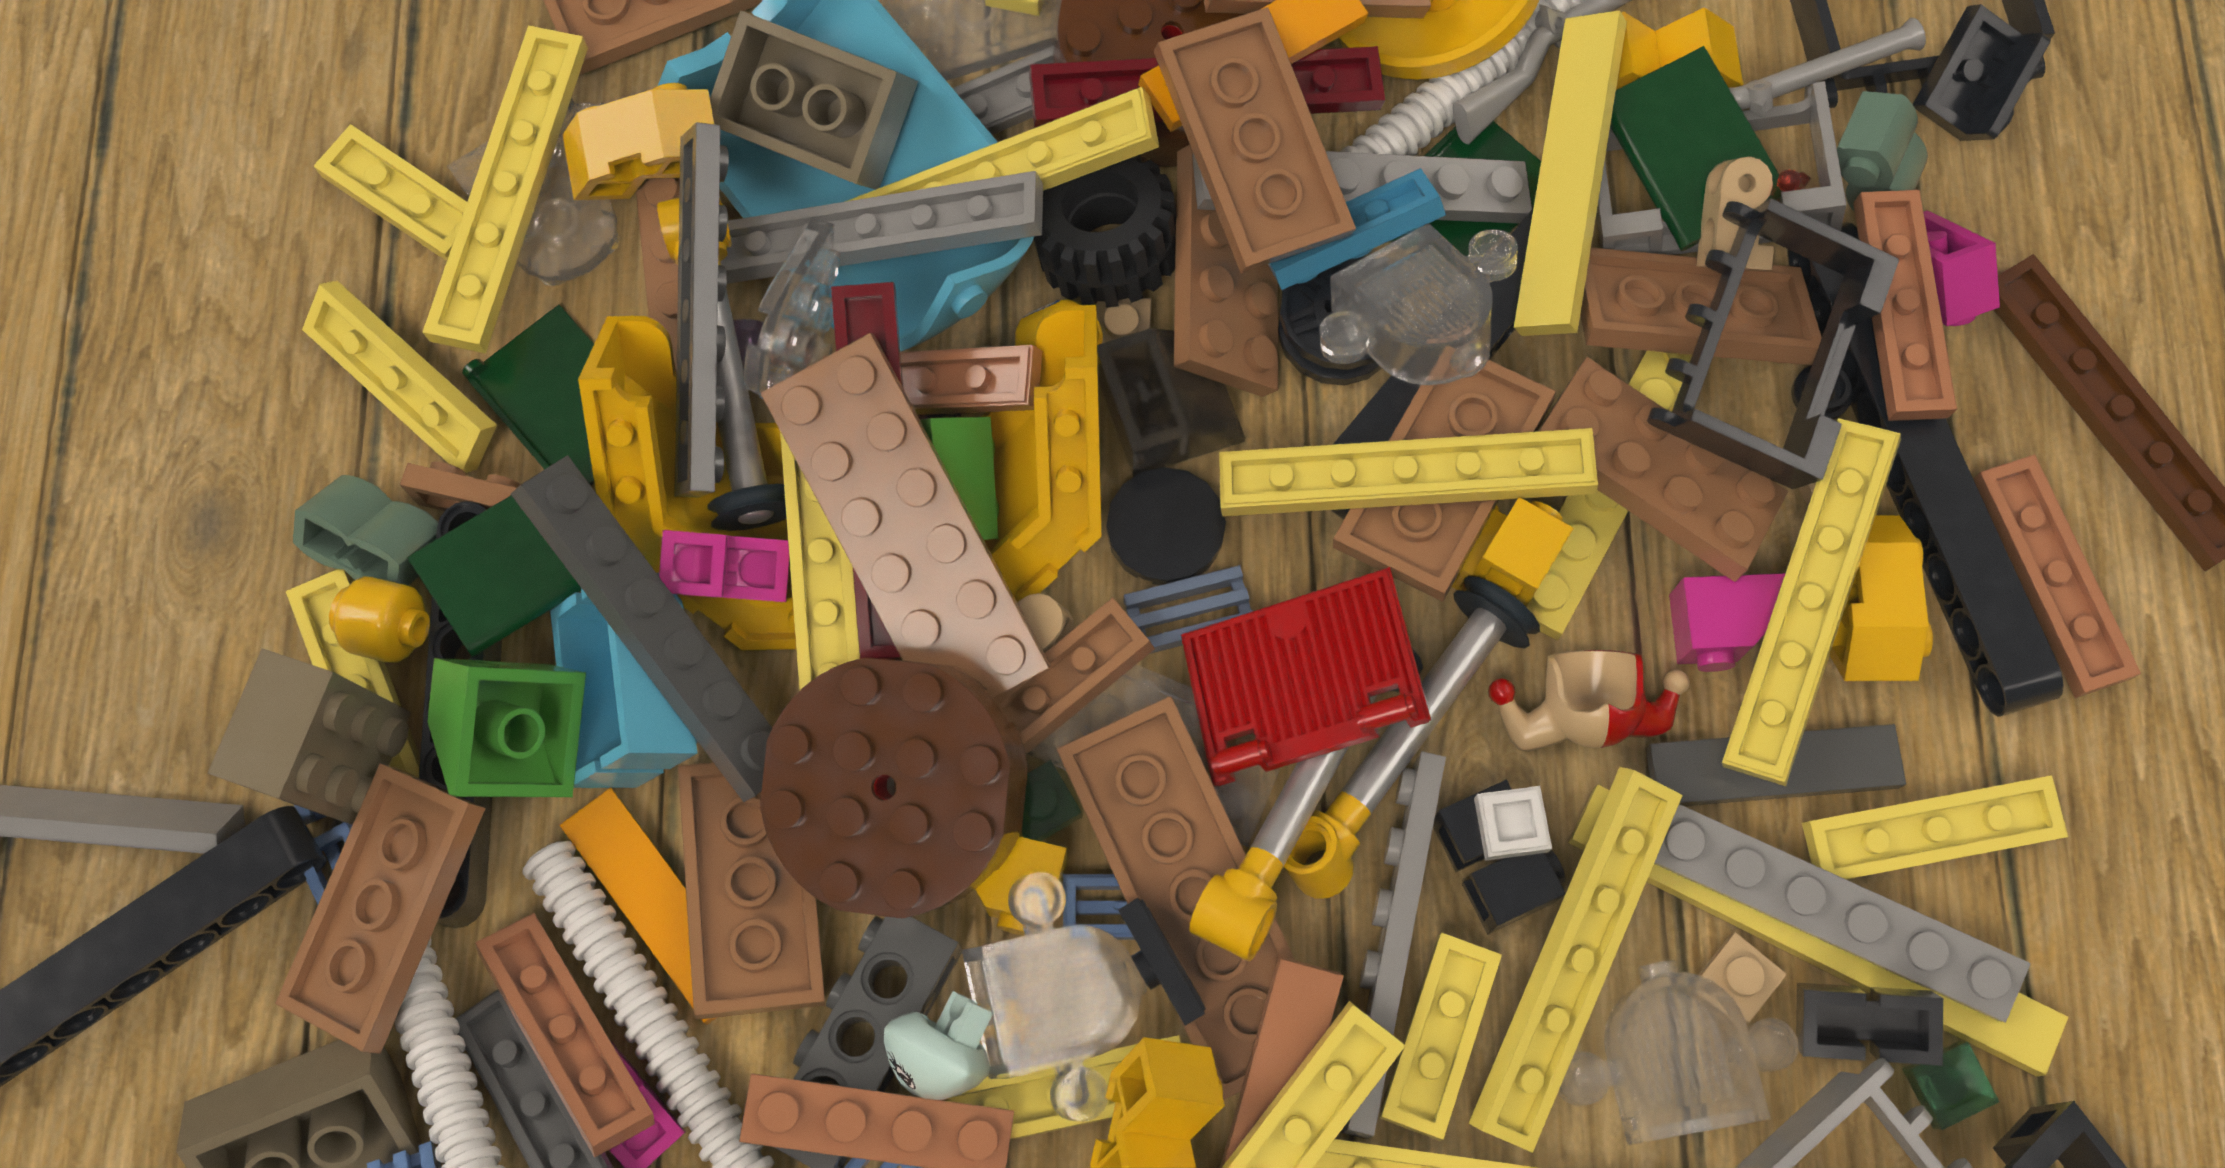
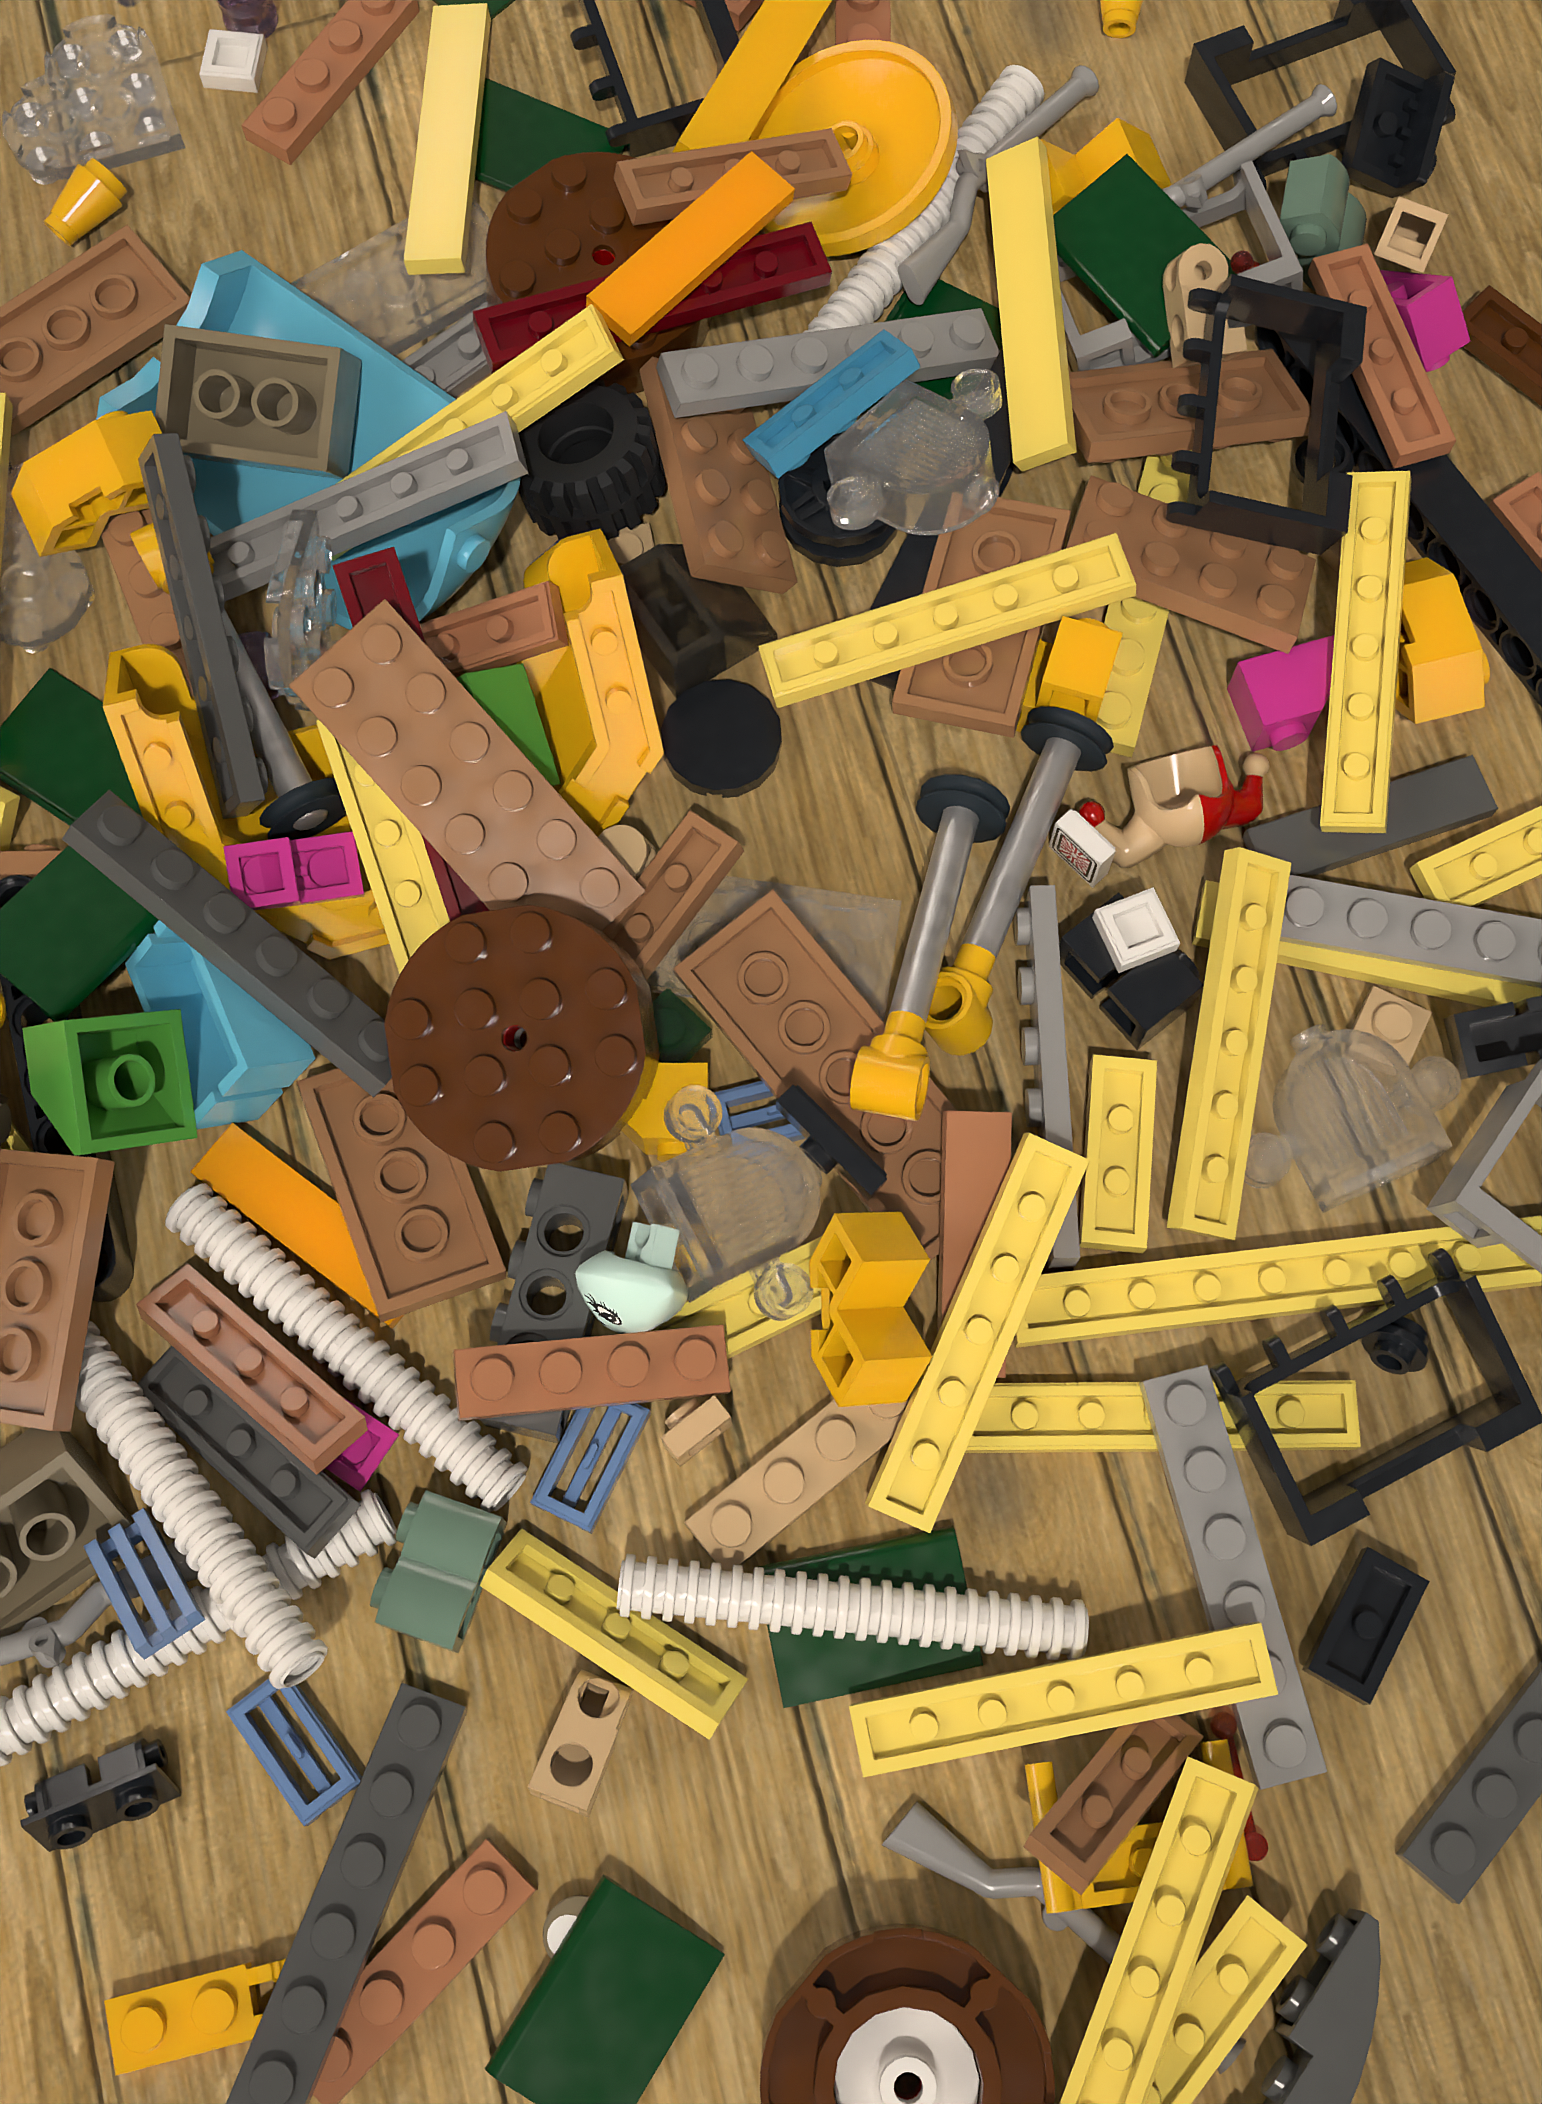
camera: 15 degrees left, 0 degrees up
(1181, 589) = (762, 790): sand blue tile -> none
(1254, 139) = (715, 331): medium nougat plate -> none
(1304, 676) = (897, 841): red window -> none
(1484, 722) = (1082, 847): none -> white tile
(1967, 188) = (1411, 234): none -> tan leg

